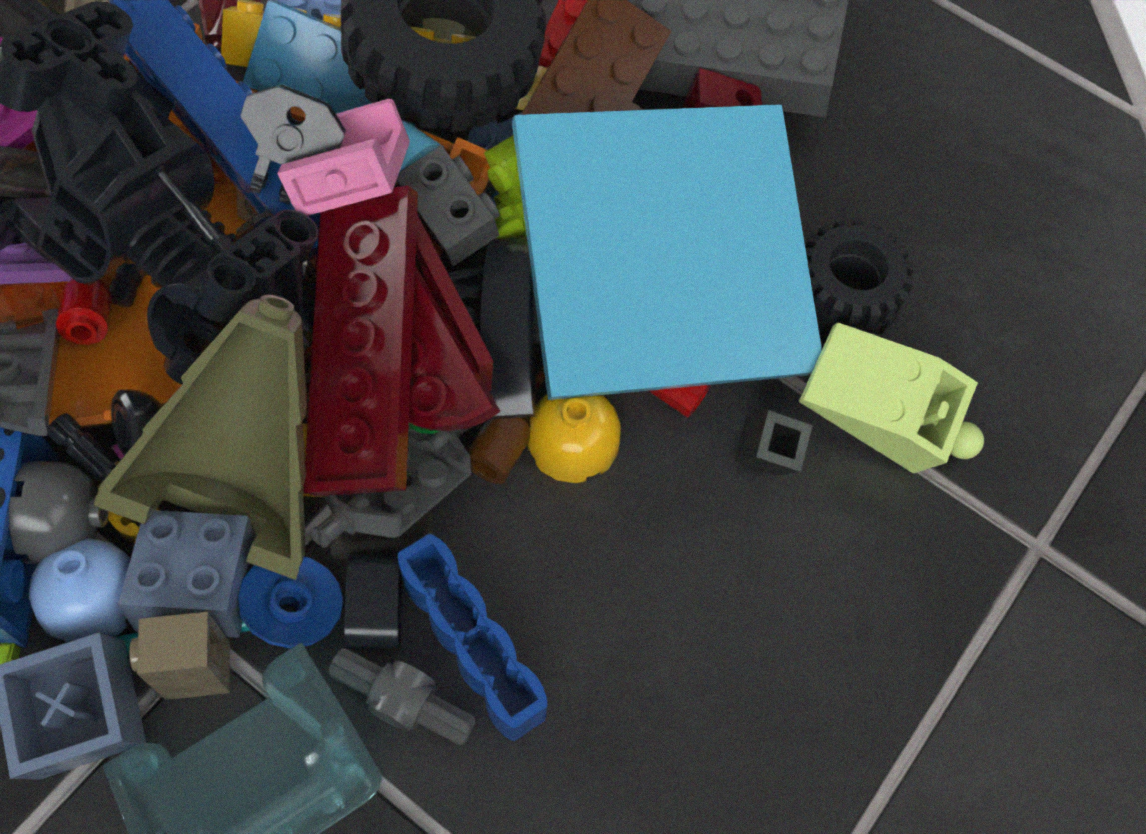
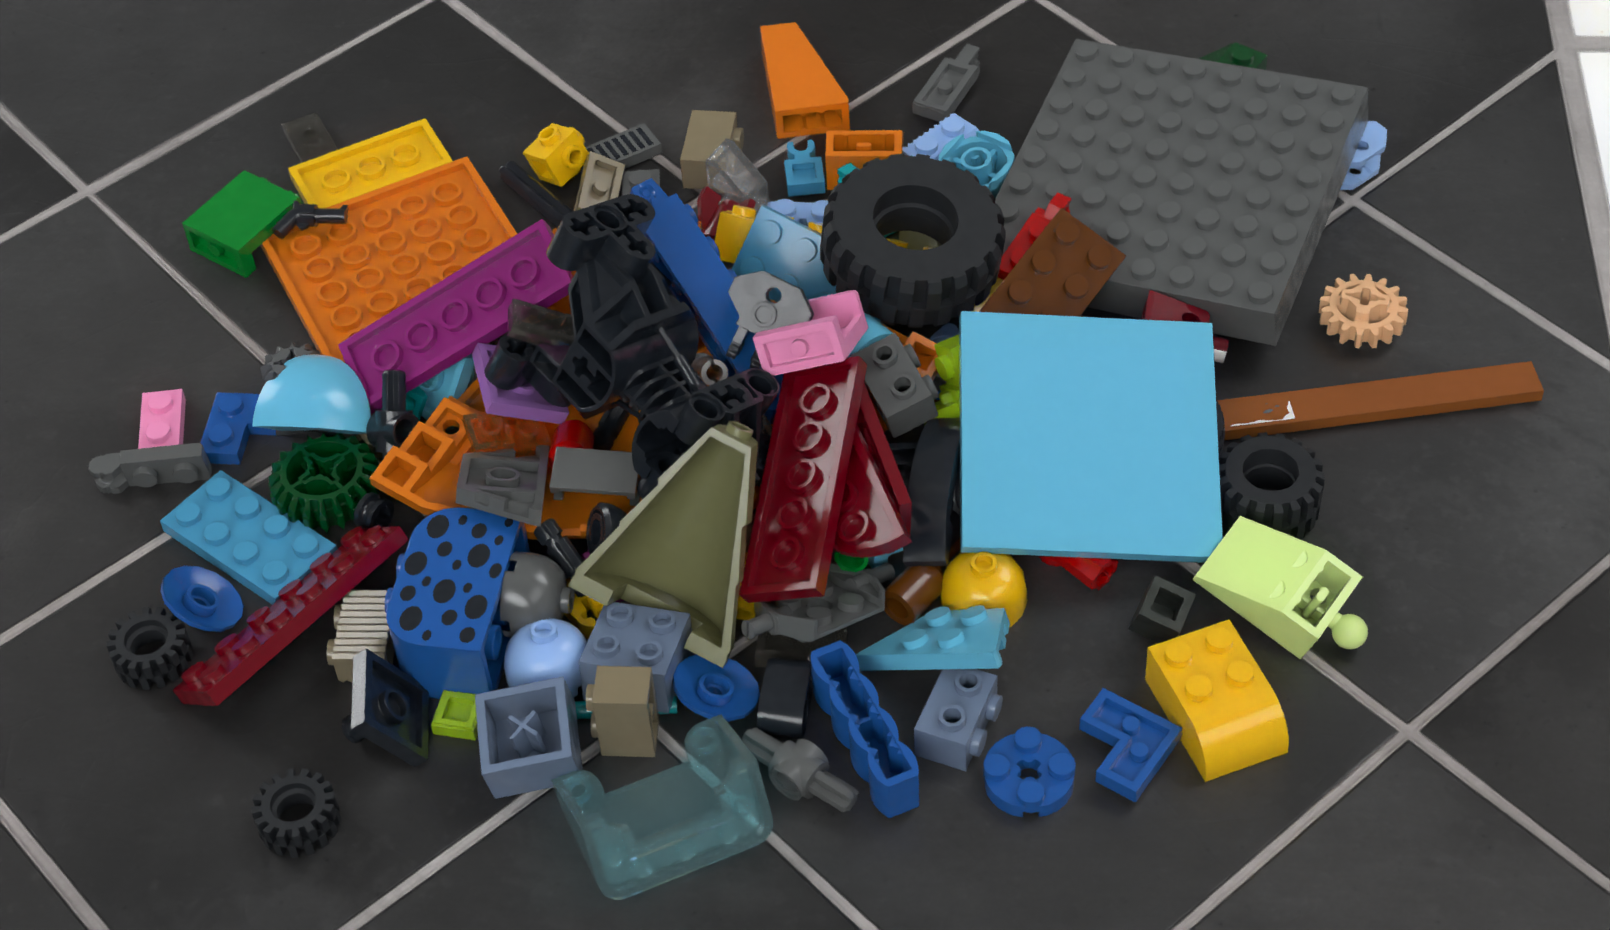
camera: 20 degrees right, 15 degrees down
(107, 351) = (594, 473): none -> dark grey hinge
(231, 204) = (709, 375): none -> light grey pin
(546, 512) = (942, 641): none -> medium azure wing
(571, 600) = (956, 717): none -> sand blue brick
(667, 688) = (1034, 751): none -> blue plate
(777, 607) = (1138, 740): none -> blue plate
(848, 543) = (1218, 698): none -> yellow brick
(898, 71) = (1363, 310): none -> light nougat gear
(936, 165) = (1381, 400): none -> dark orange tile

